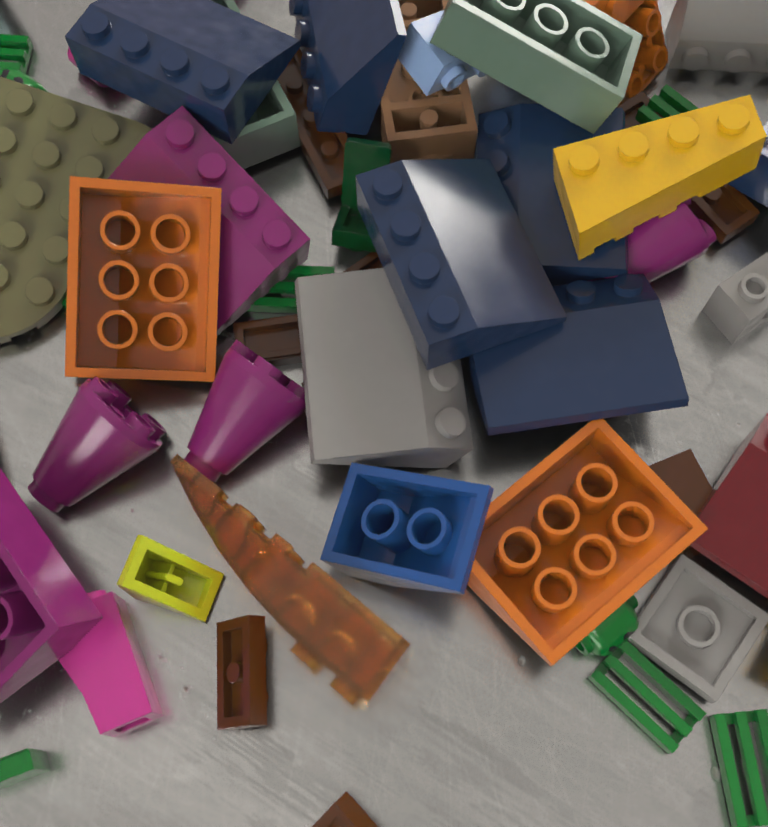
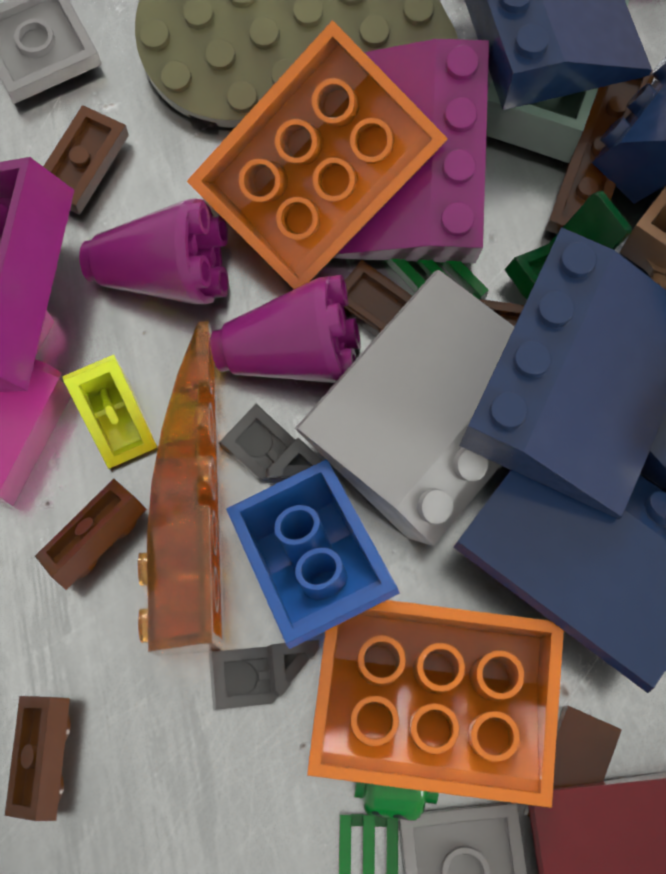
camera: 45 degrees right, 5 degrees up
(299, 500) = (267, 447): none -> dark grey slope
(445, 648) = (256, 674): none -> dark grey slope

